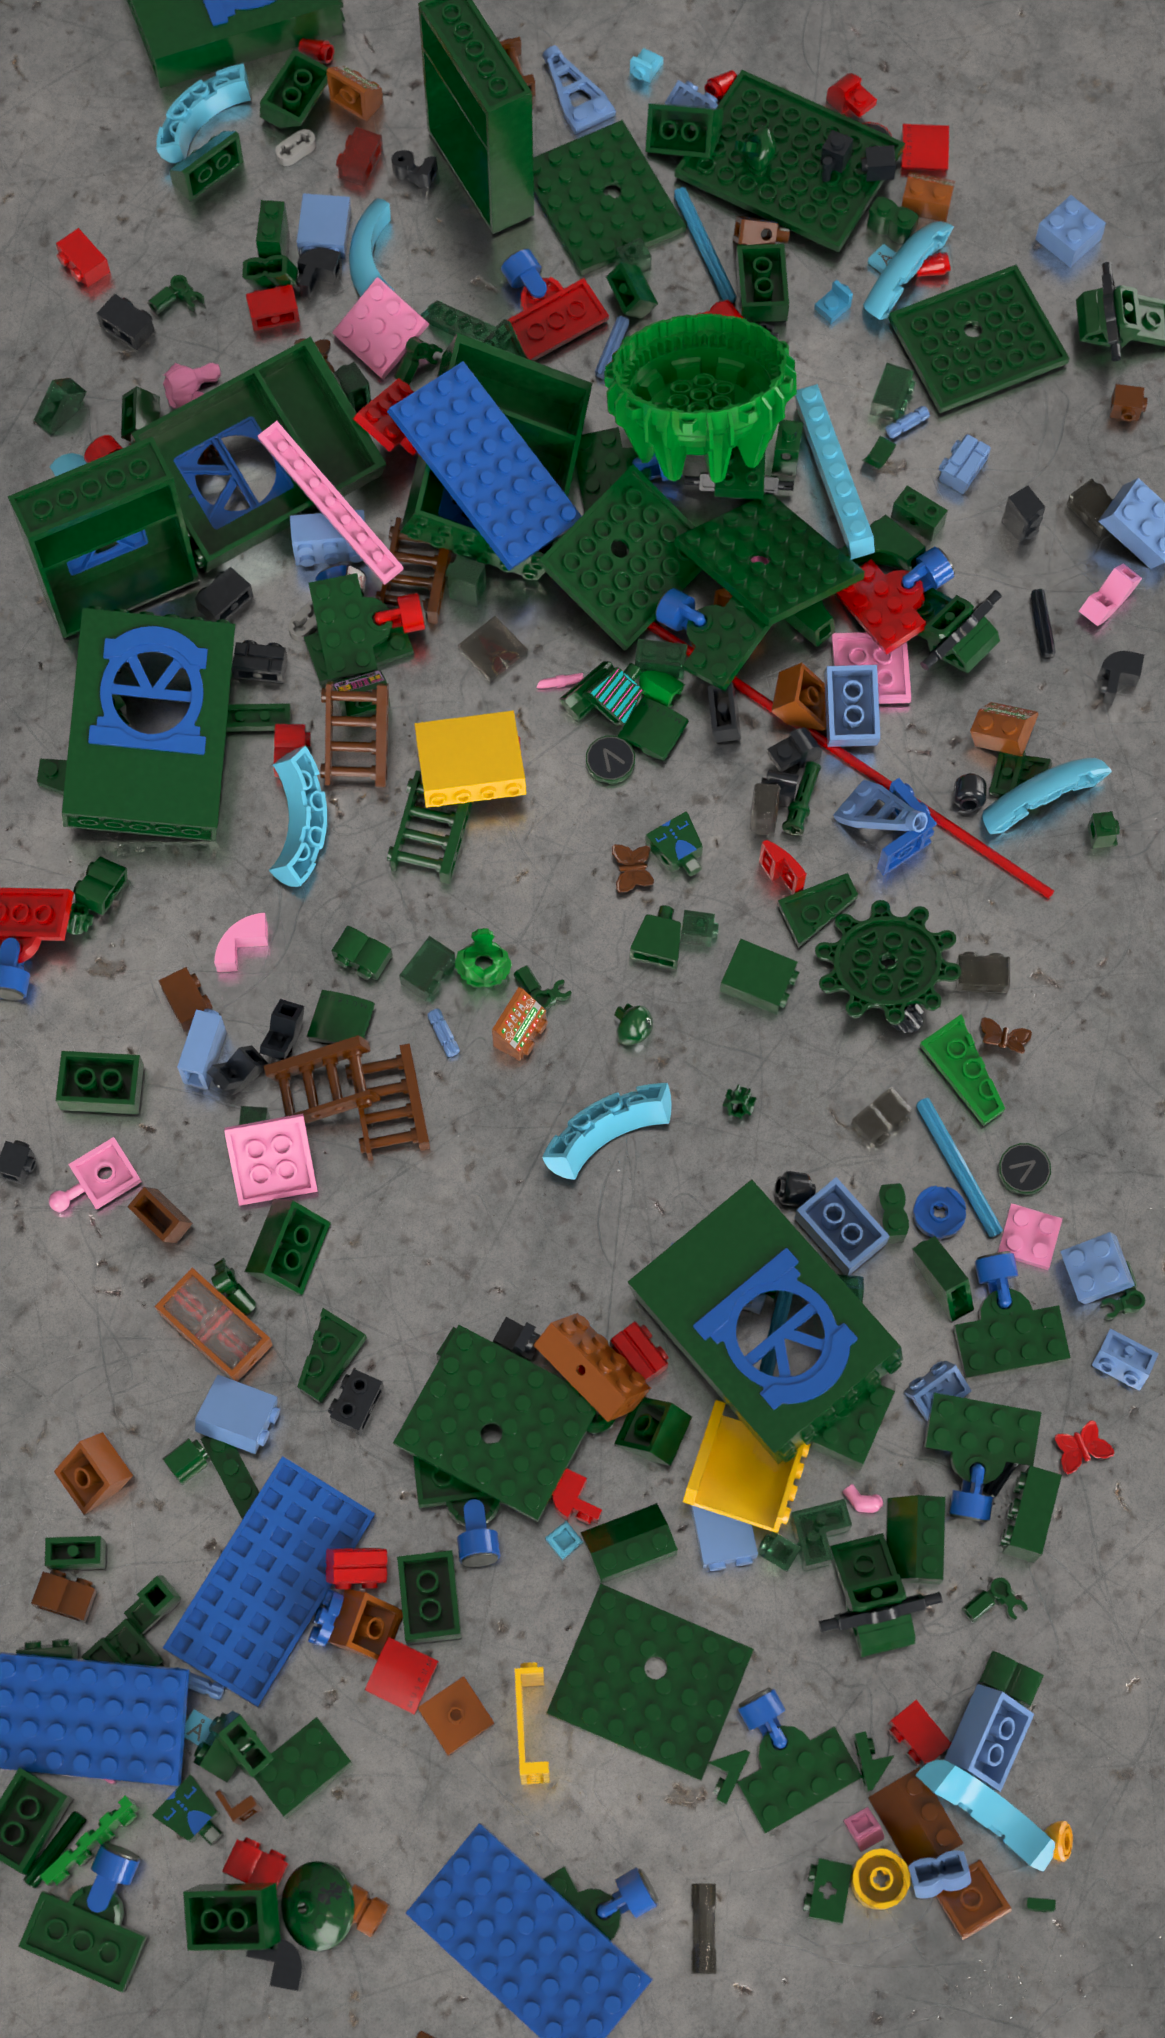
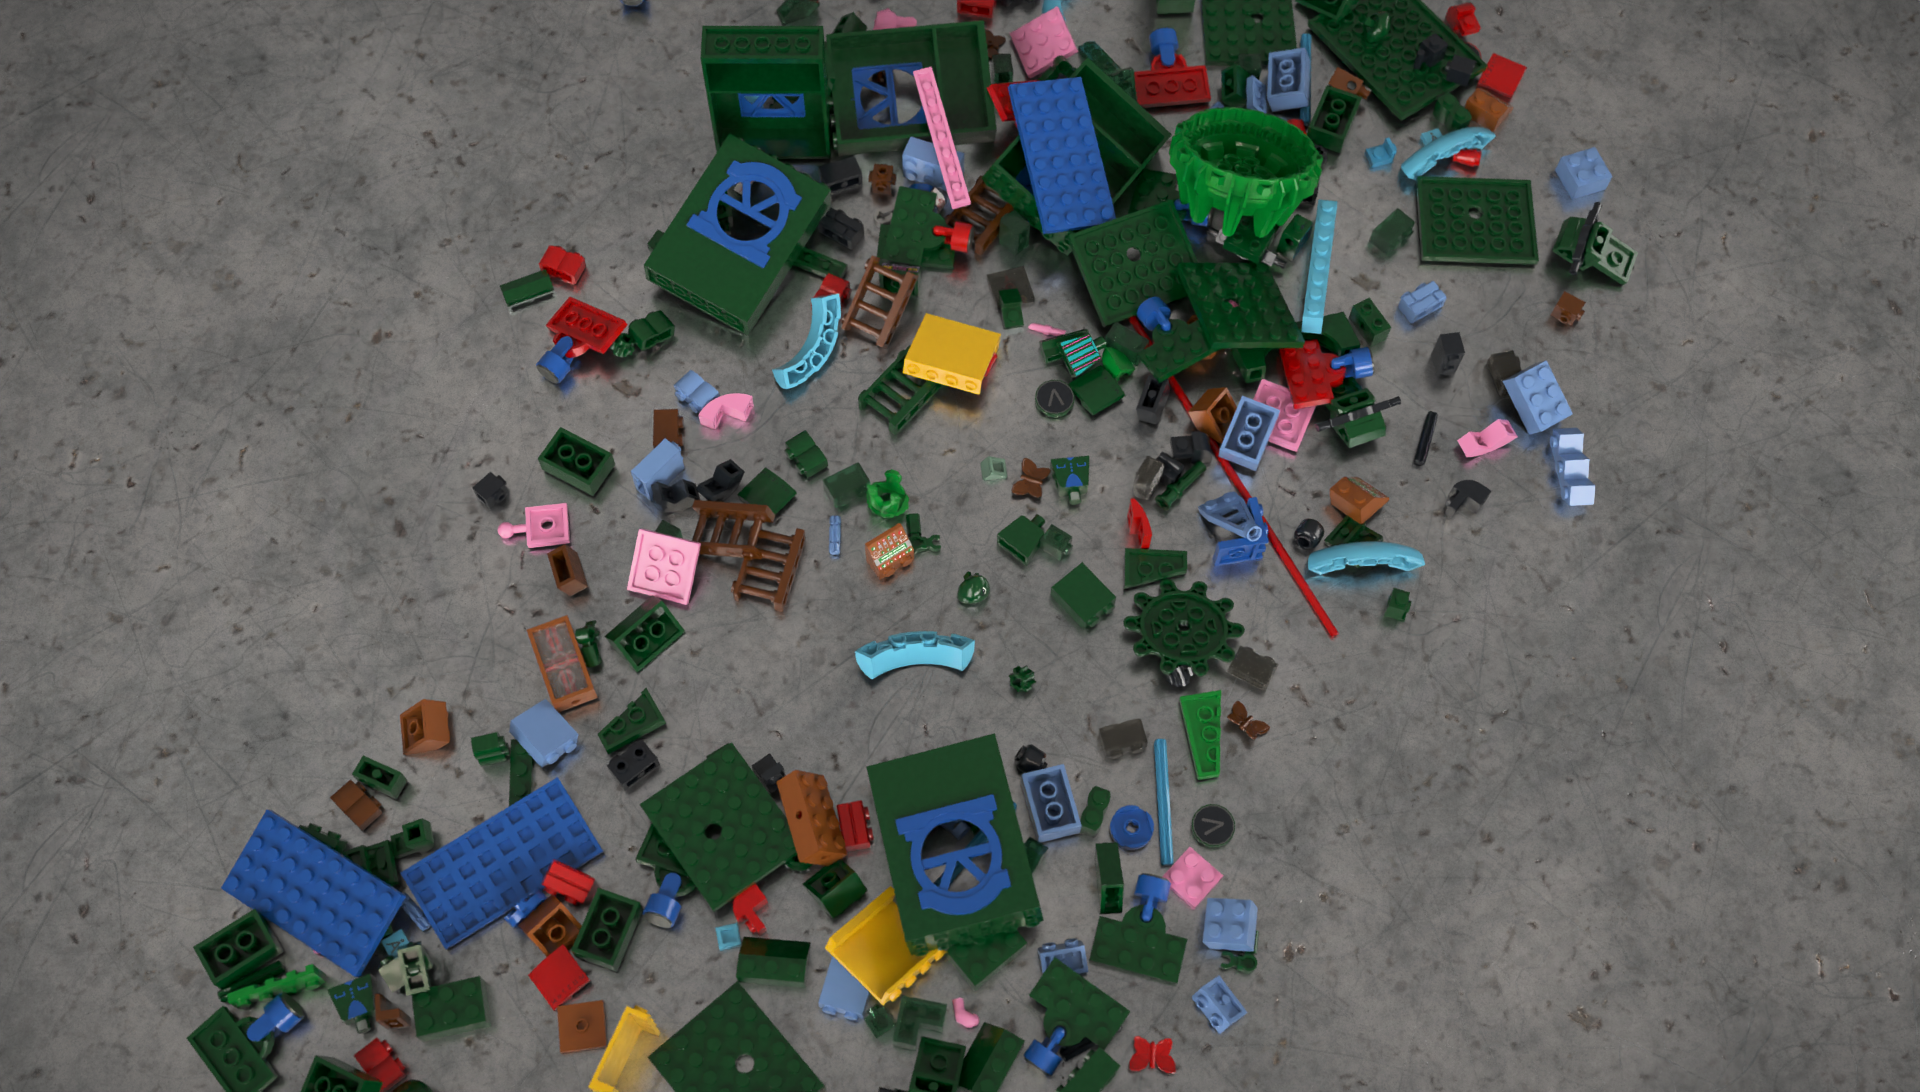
camera: 25 degrees right, 5 degrees down
(194, 936) = (695, 391): none -> medium blue brick
(276, 579) = (882, 178): none -> reddish brown brick
(505, 670) = (1010, 307): none -> dark green slope
(582, 873) = (993, 468): none -> sand green slope
(662, 294) = (1256, 95): none -> medium blue bracket
(689, 255) = (1288, 79): none -> medium blue brick
(880, 453) = (1363, 270): dark green sticker -> none
(907, 421) = (1394, 256): medium blue axle -> none

